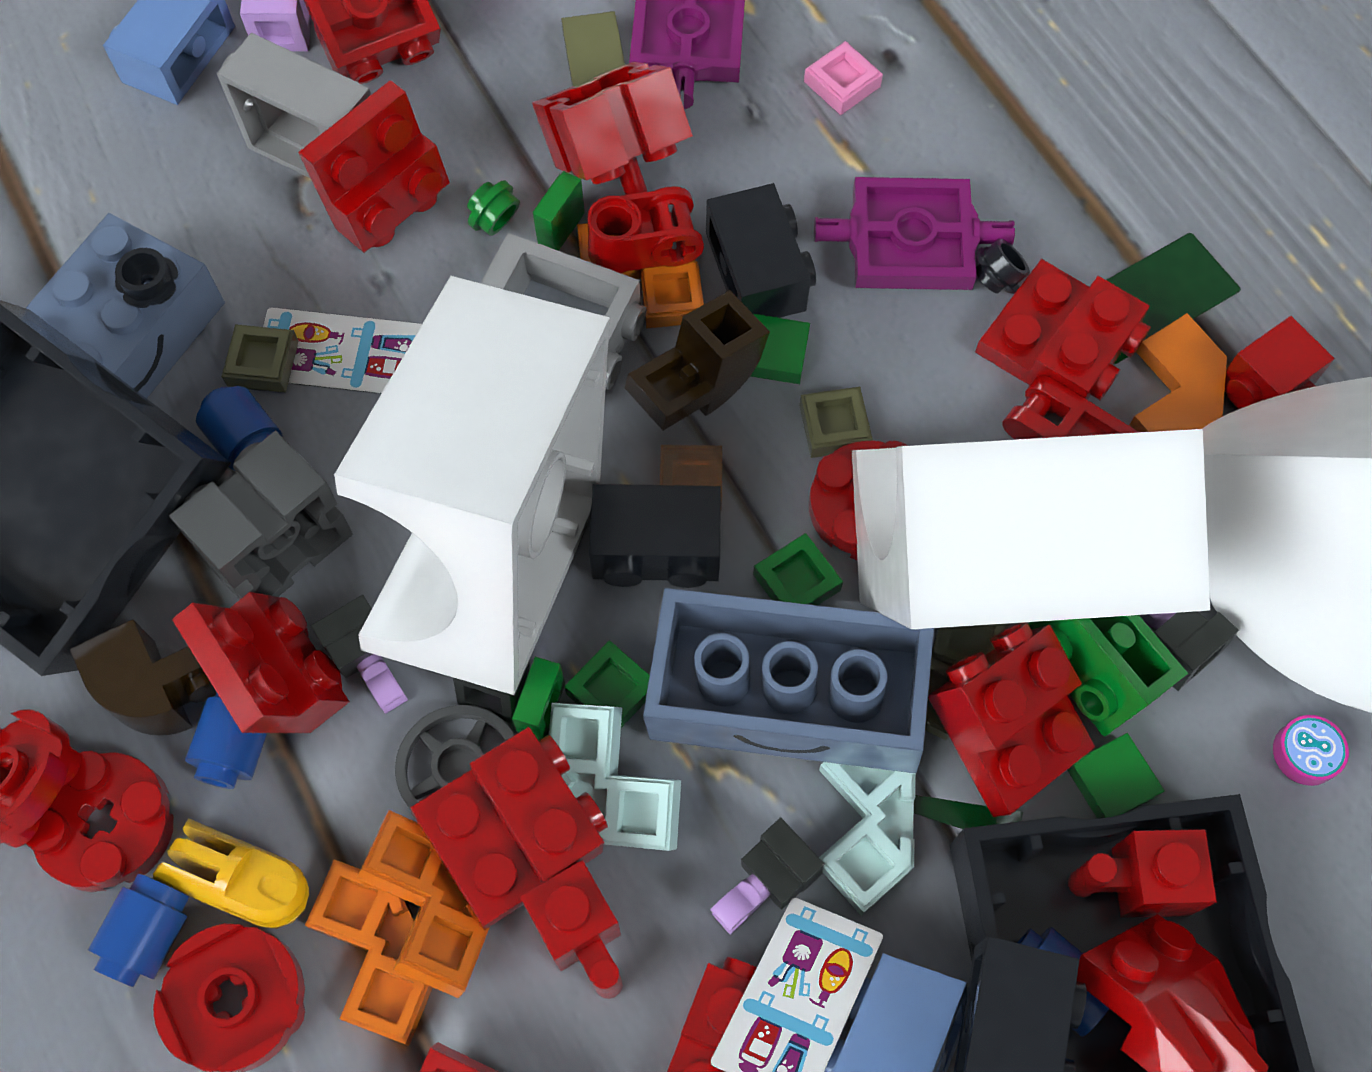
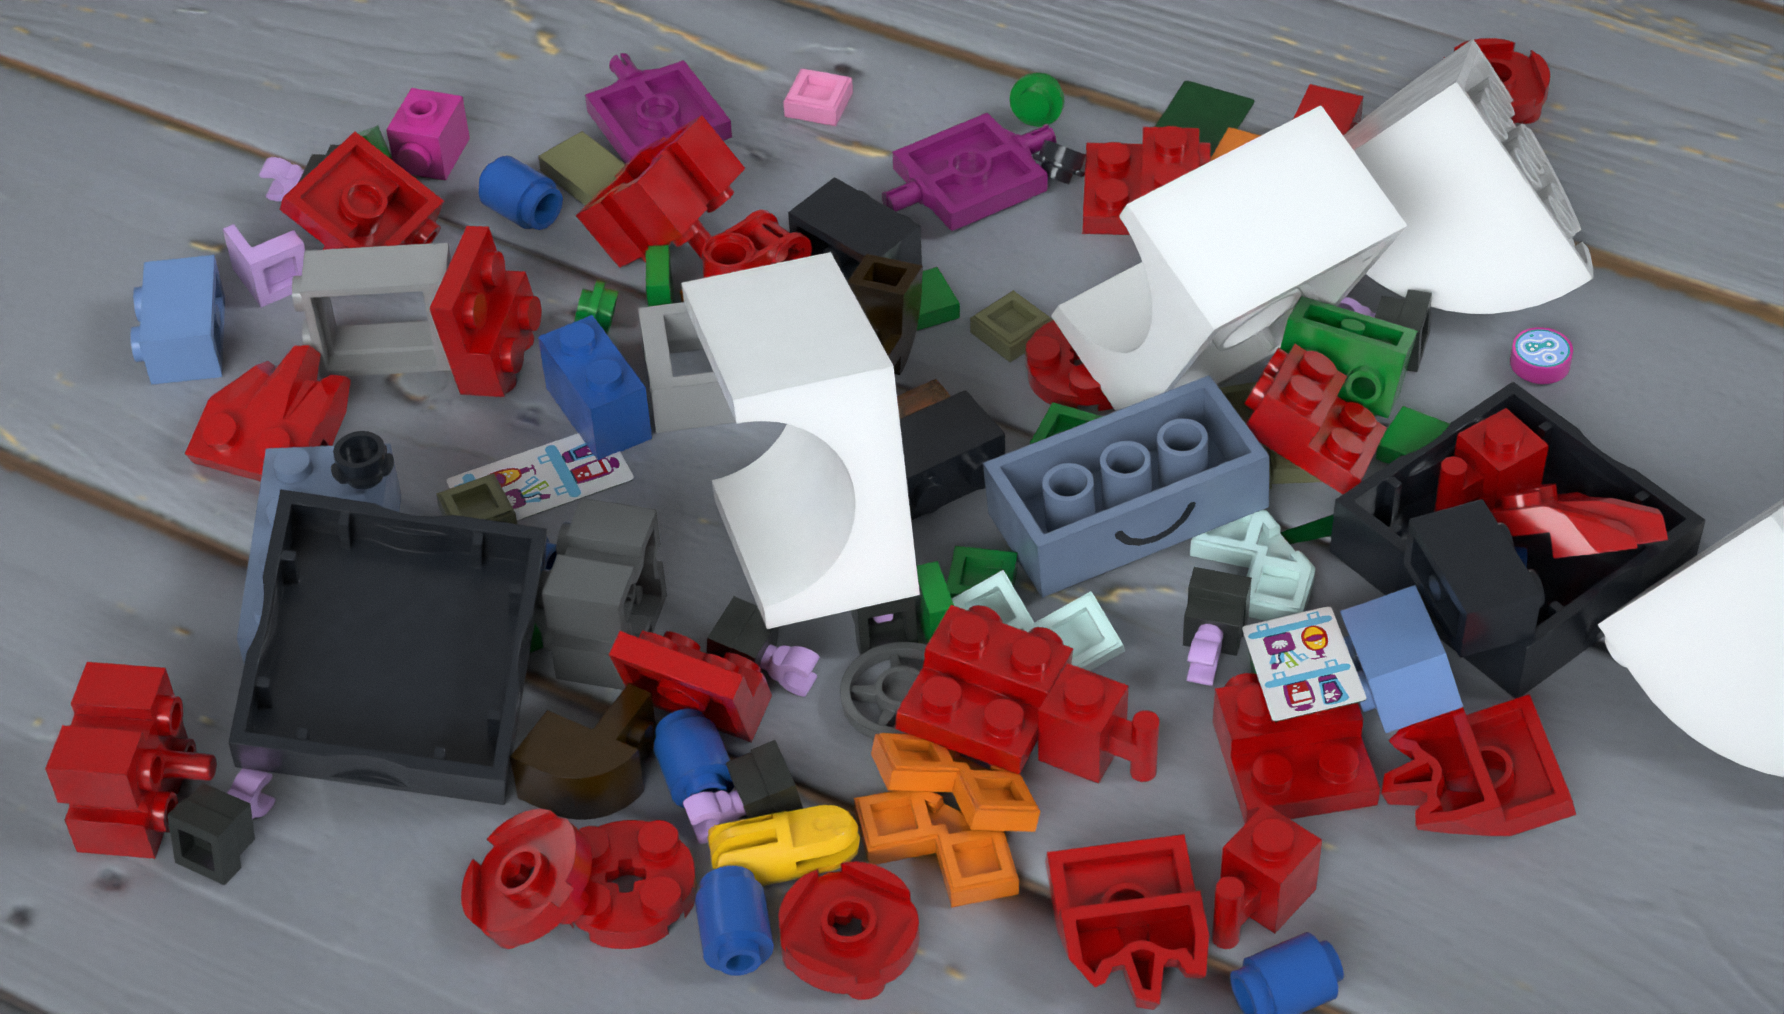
camera: 30 degrees left, 20 degrees down
(169, 172) = (267, 411): none -> red plate
(252, 807) = (761, 788): none -> pearl dark grey piece
(422, 264) = (595, 387): none -> blue brick
(515, 50) = (520, 193): none -> blue brick
(1030, 186) = (1037, 99): none -> green plate

